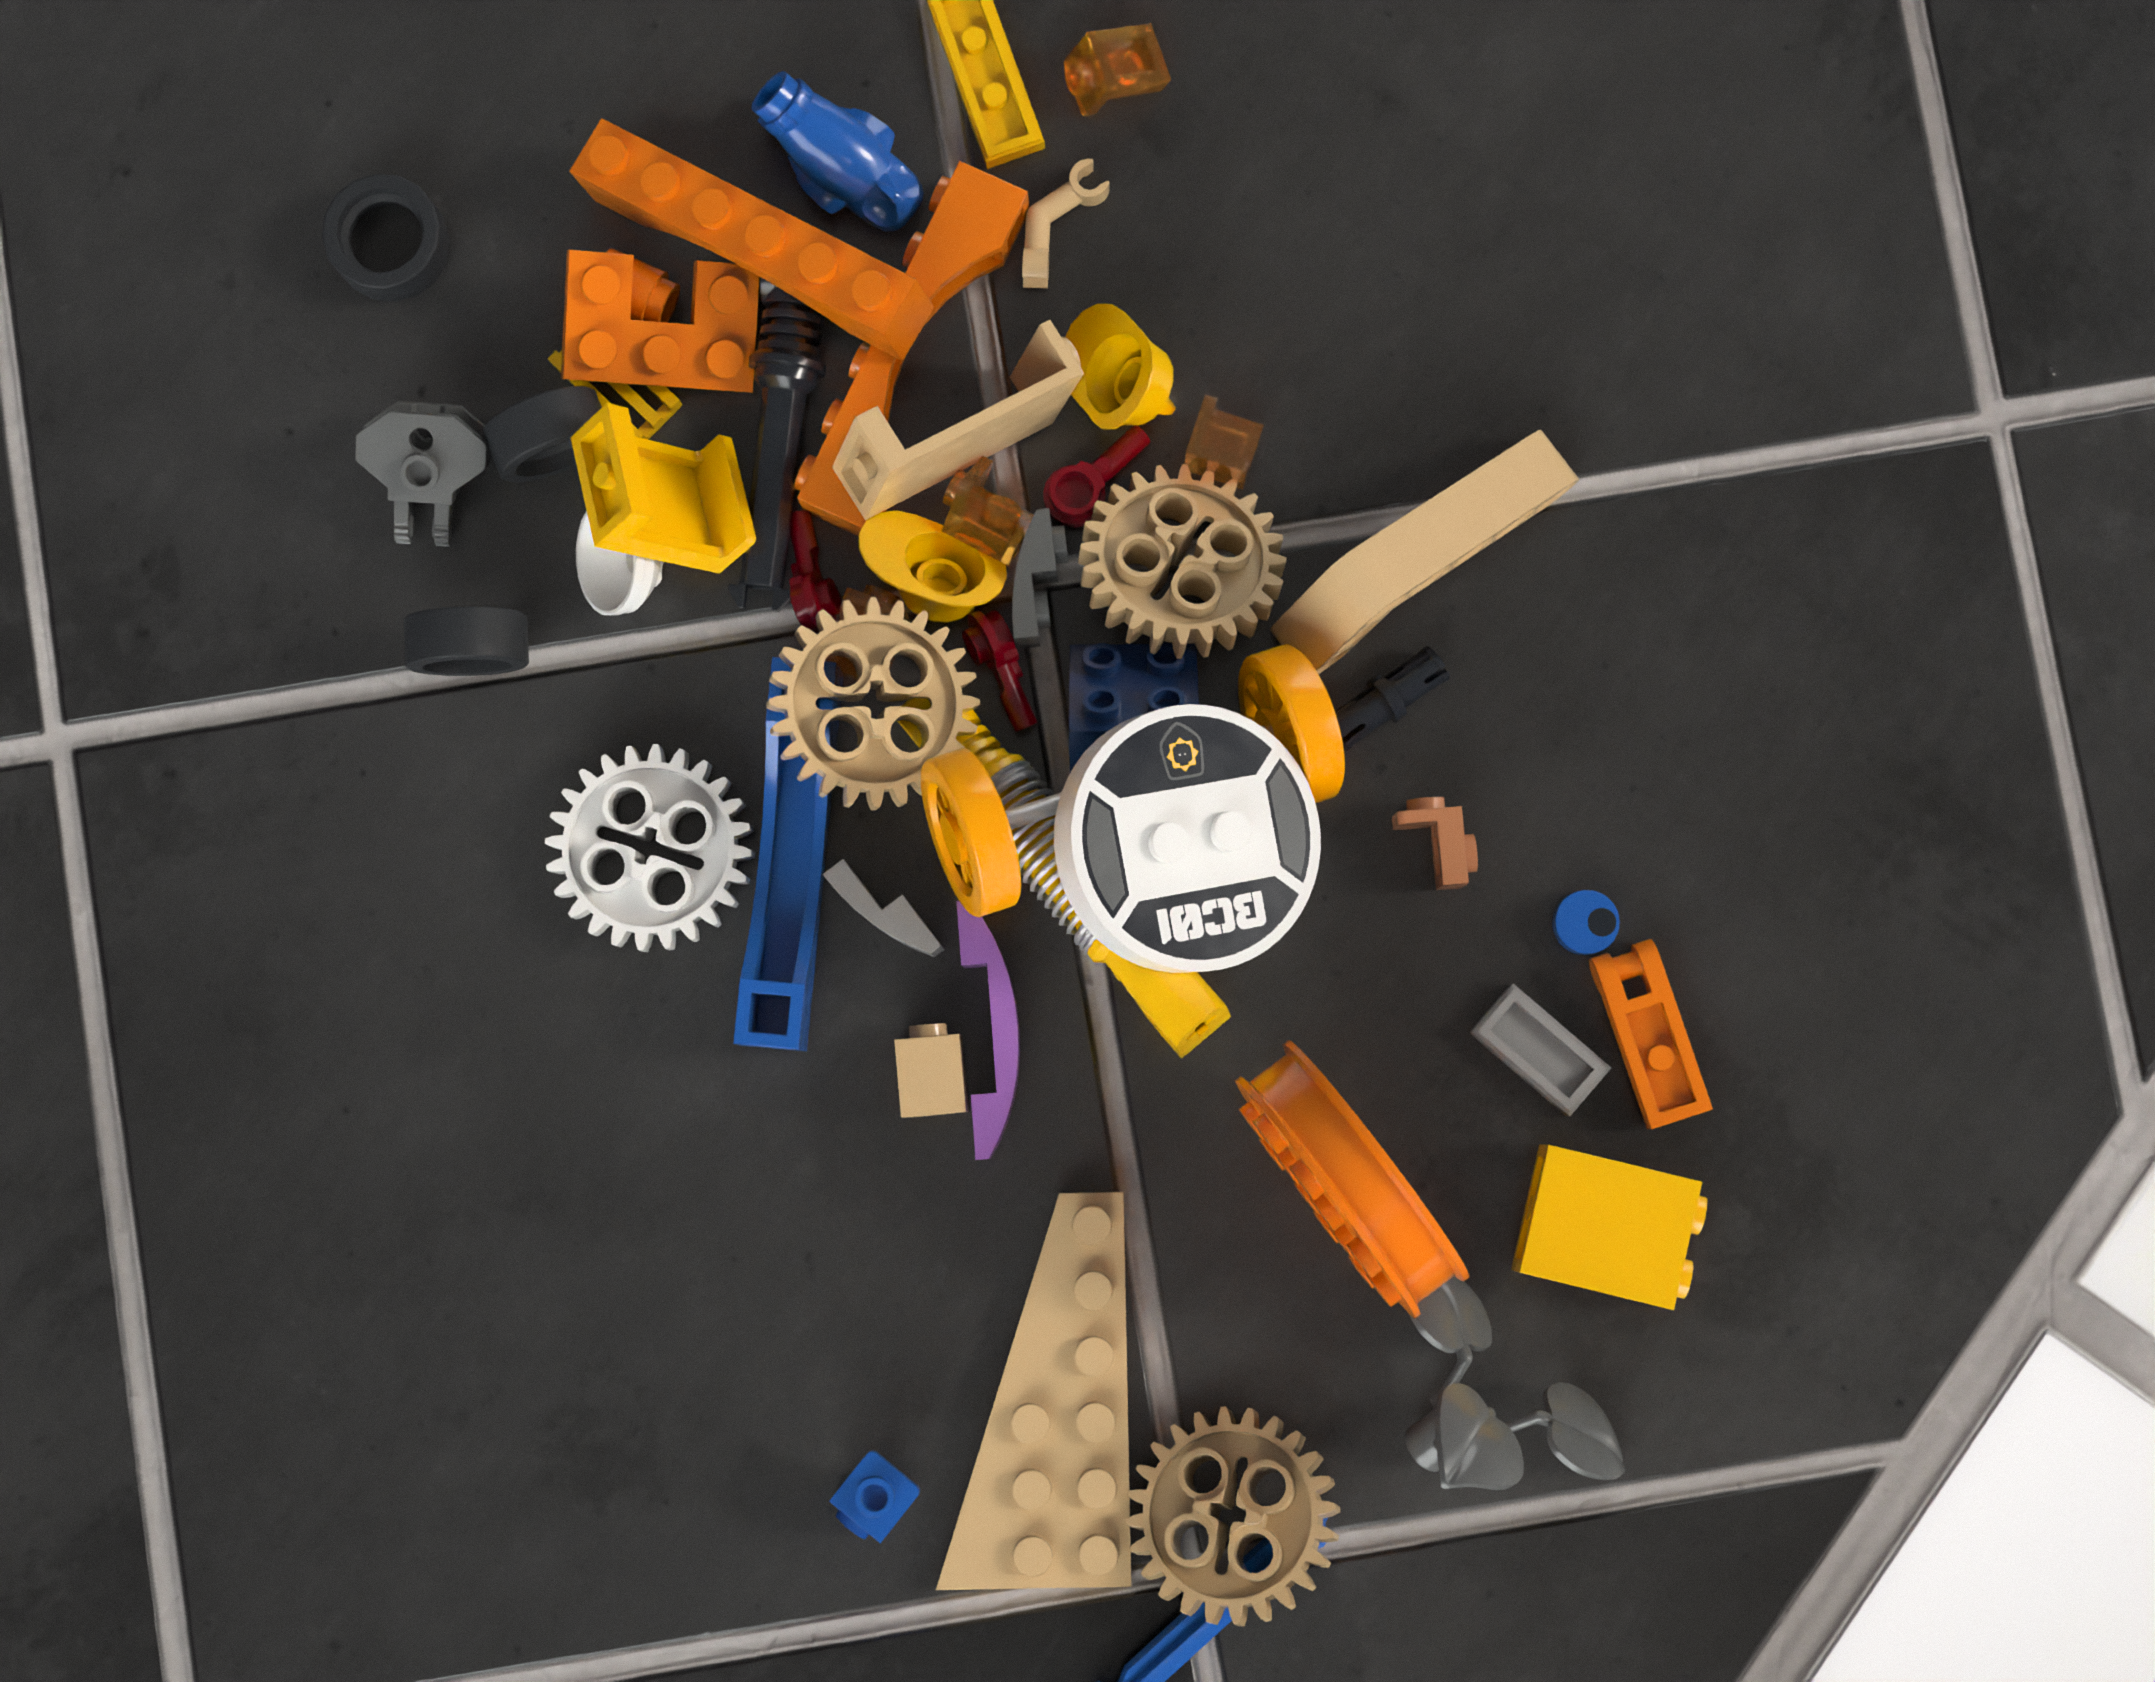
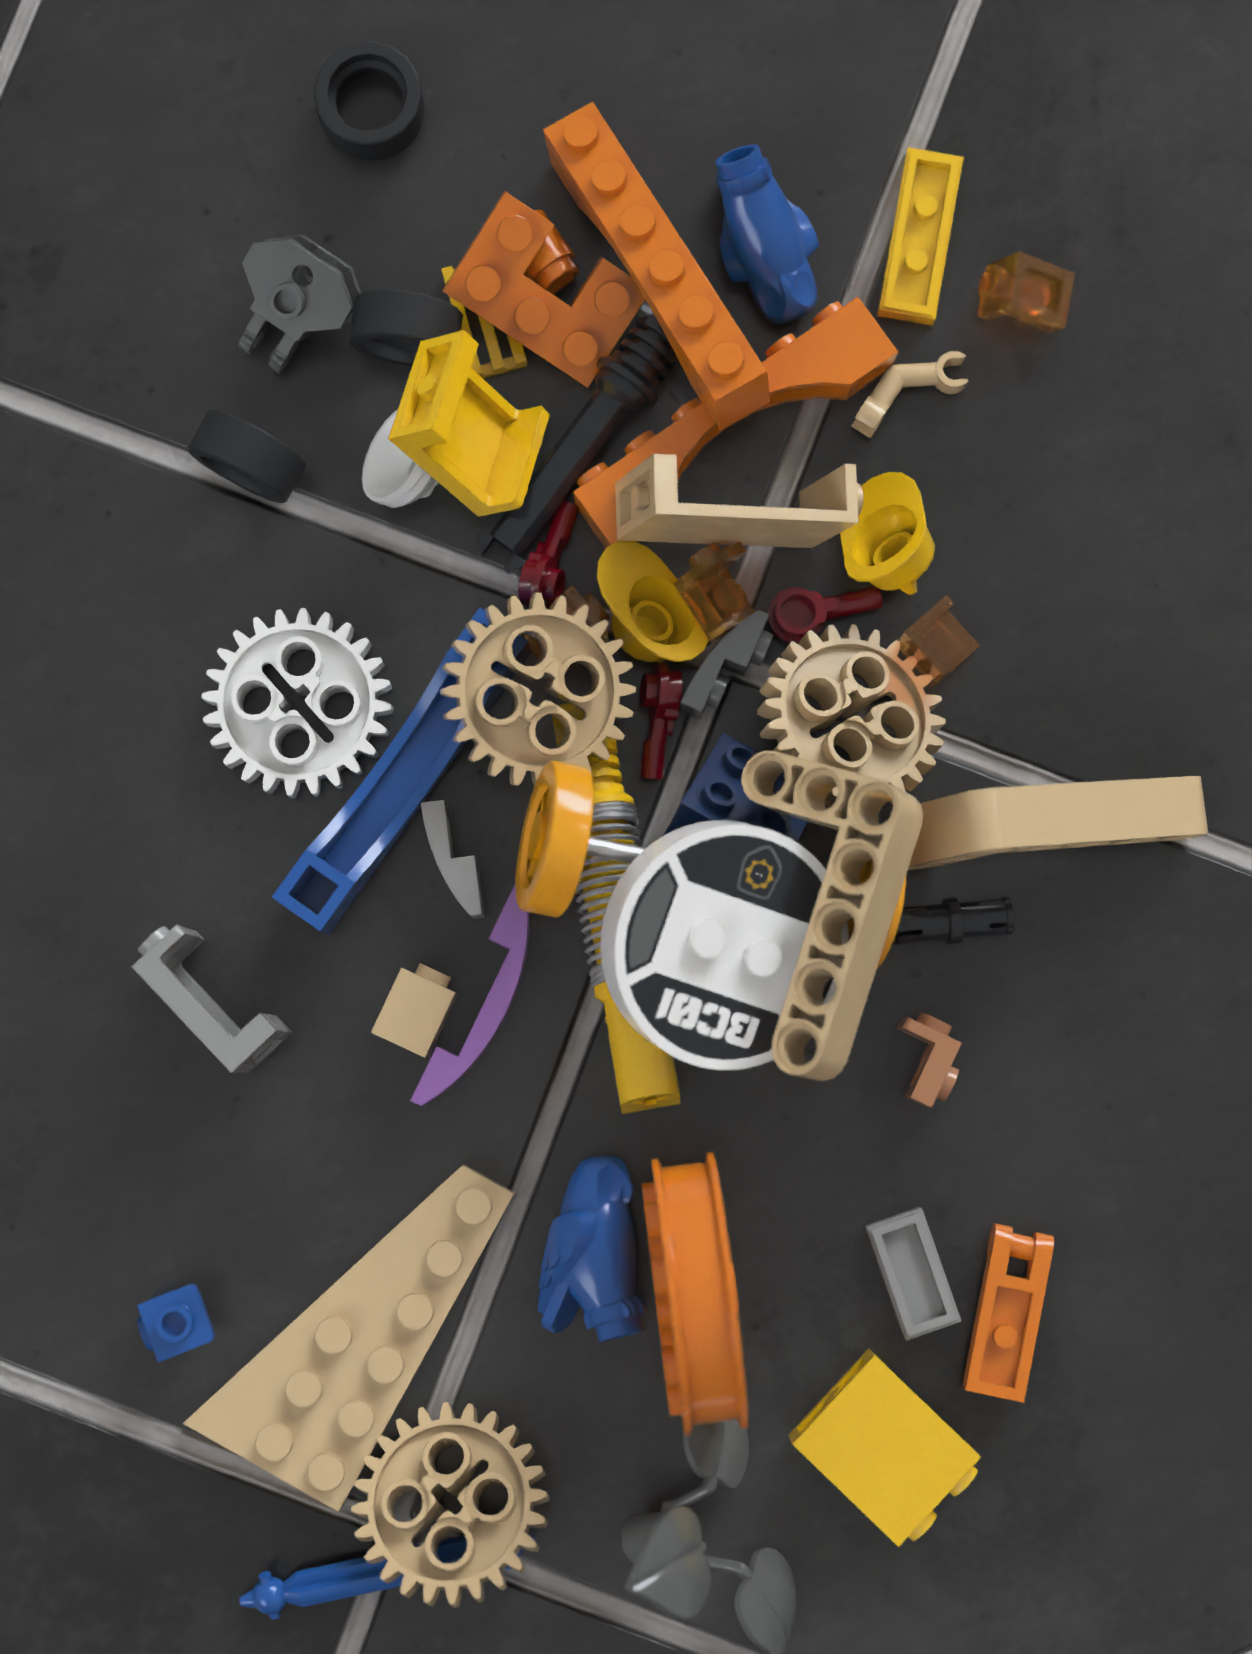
camera: 20 degrees right, 0 degrees up
(665, 1170) = (163, 971): none -> light grey panel
(1232, 1204) = (594, 1254): none -> blue animal
(1270, 735) = (838, 901): none -> tan beam
(1585, 922) = (1008, 1192): blue tile -> none

